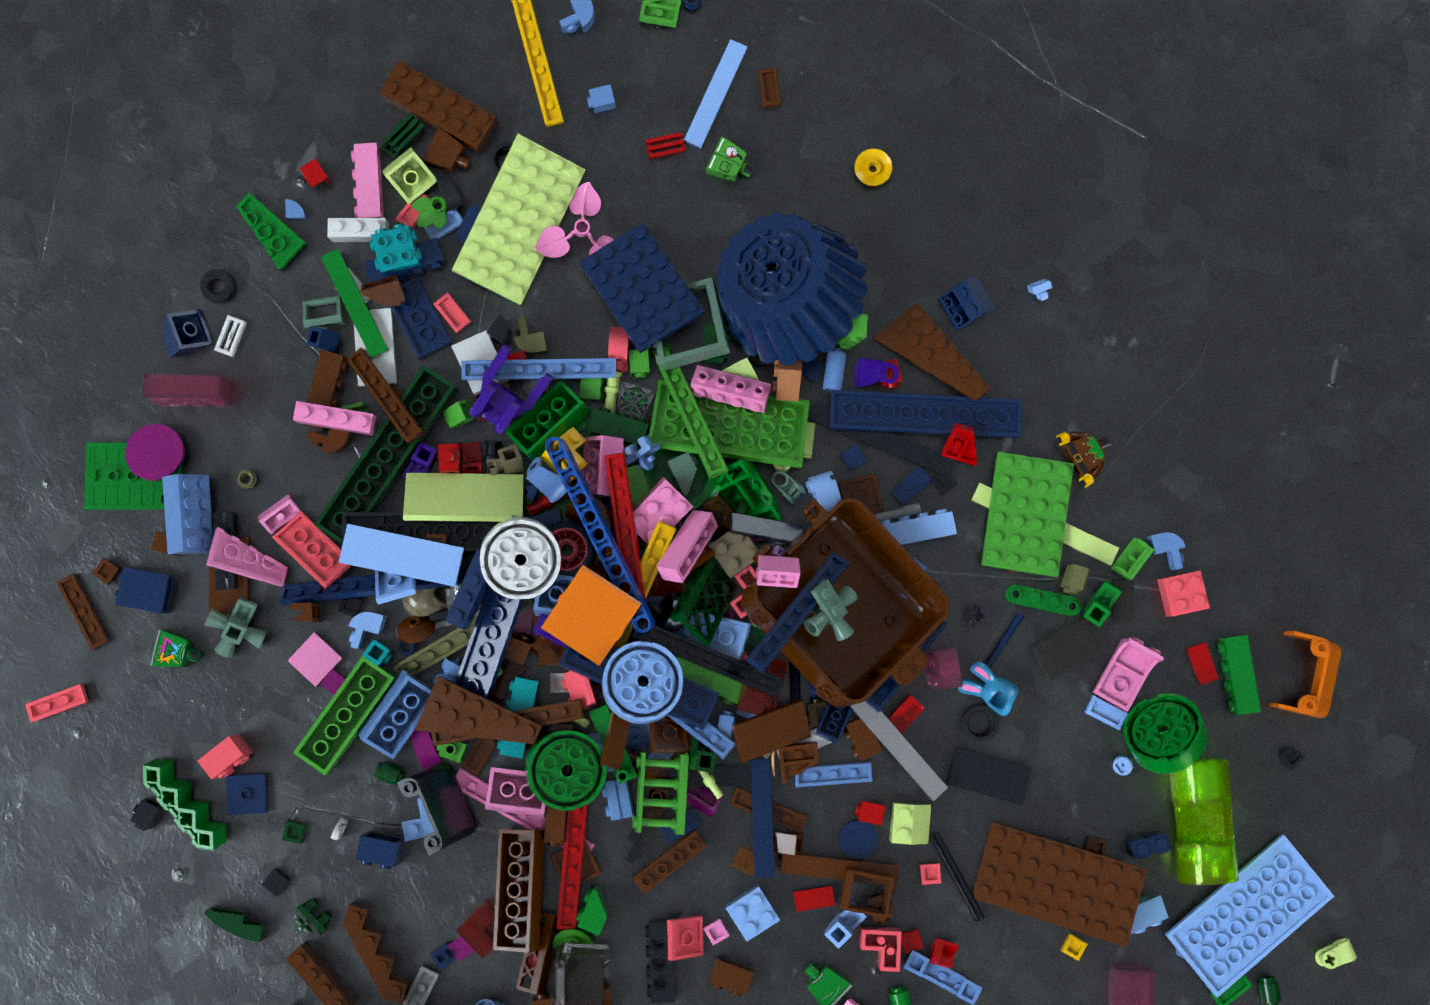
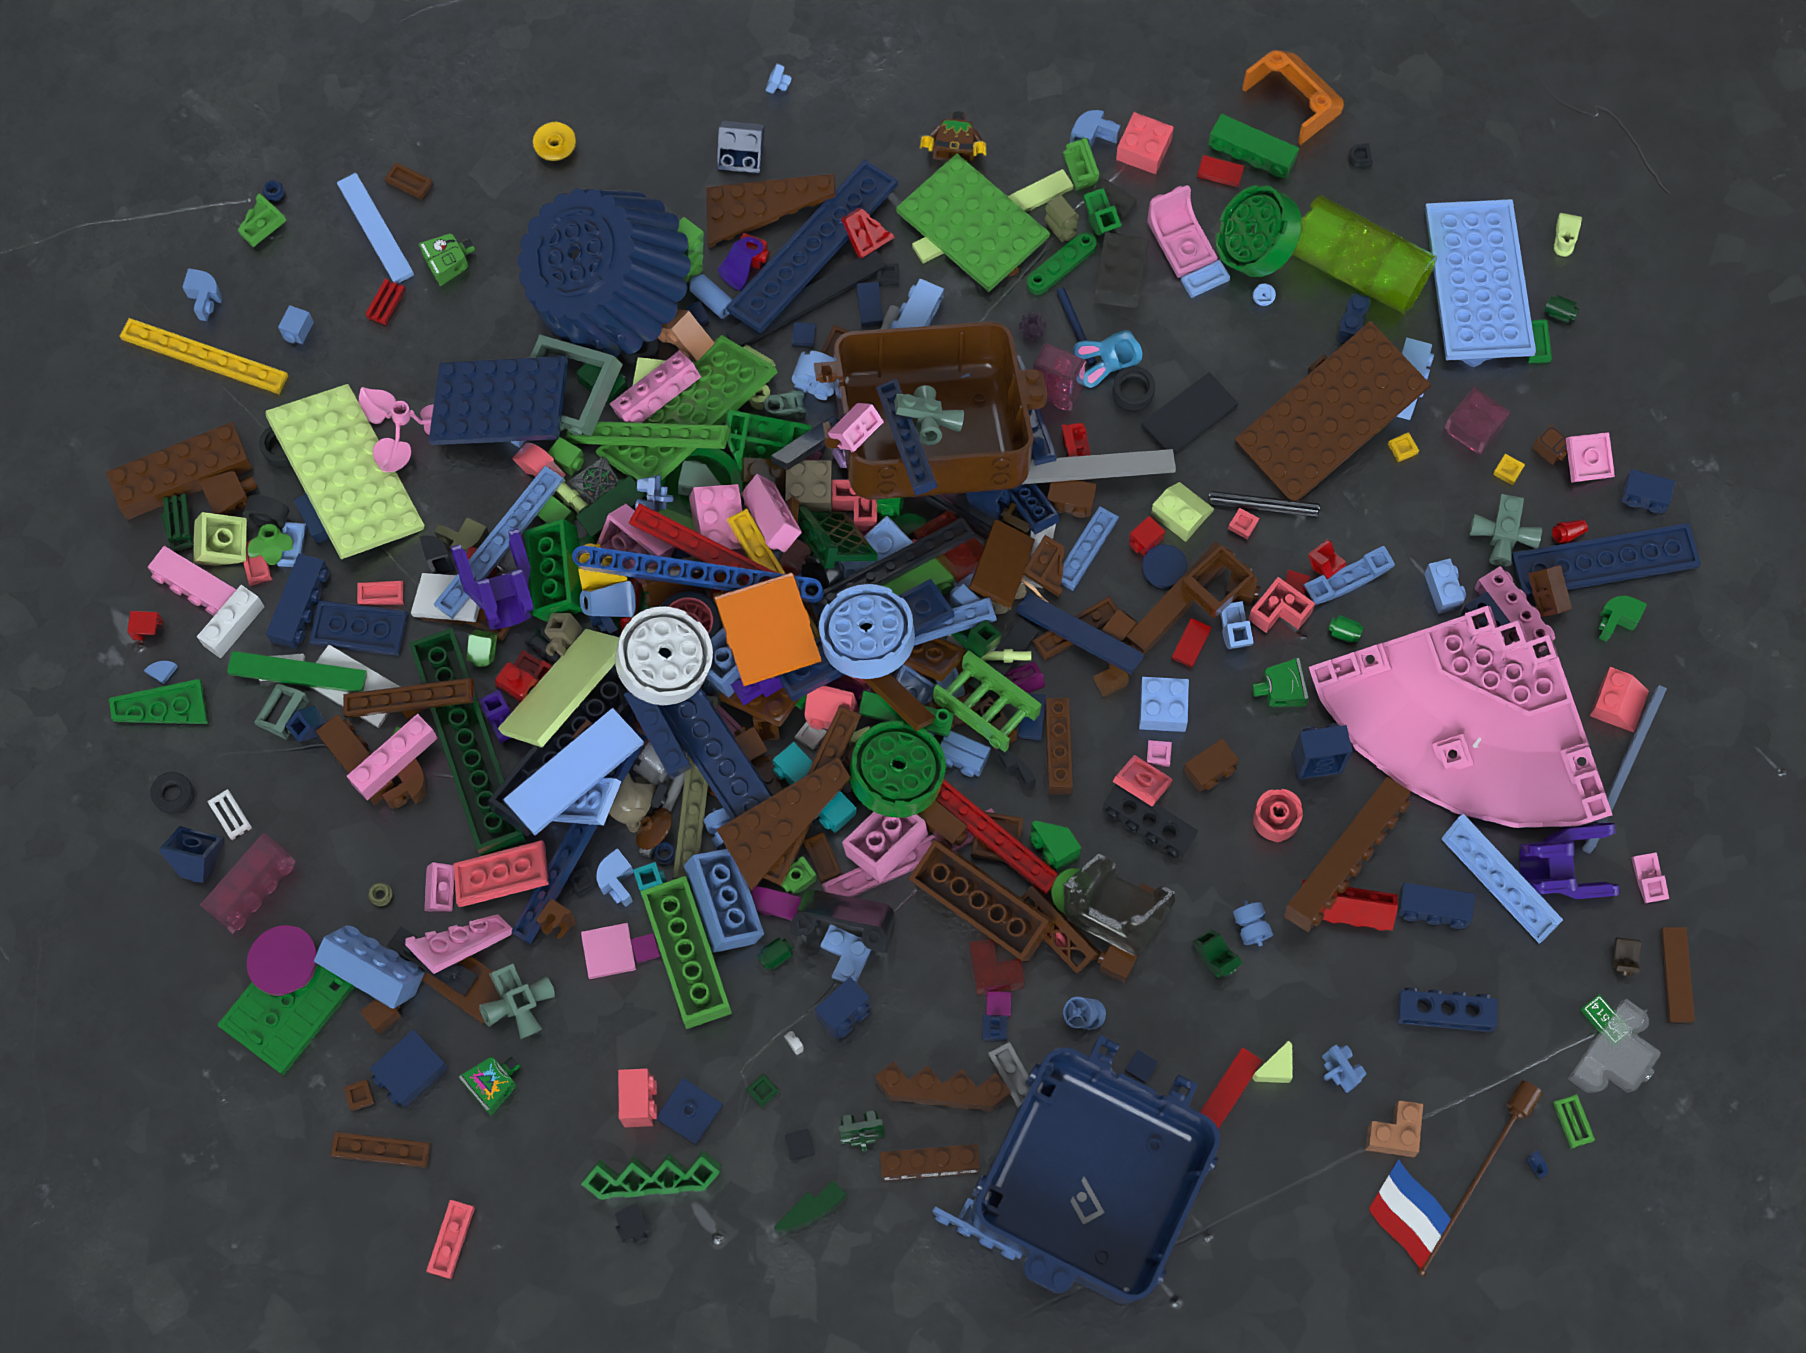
camera: 50 degrees left, 15 degrees down
(385, 291) = (310, 629): reddish brown slope -> none
(395, 248) = (279, 591): teal brick -> none

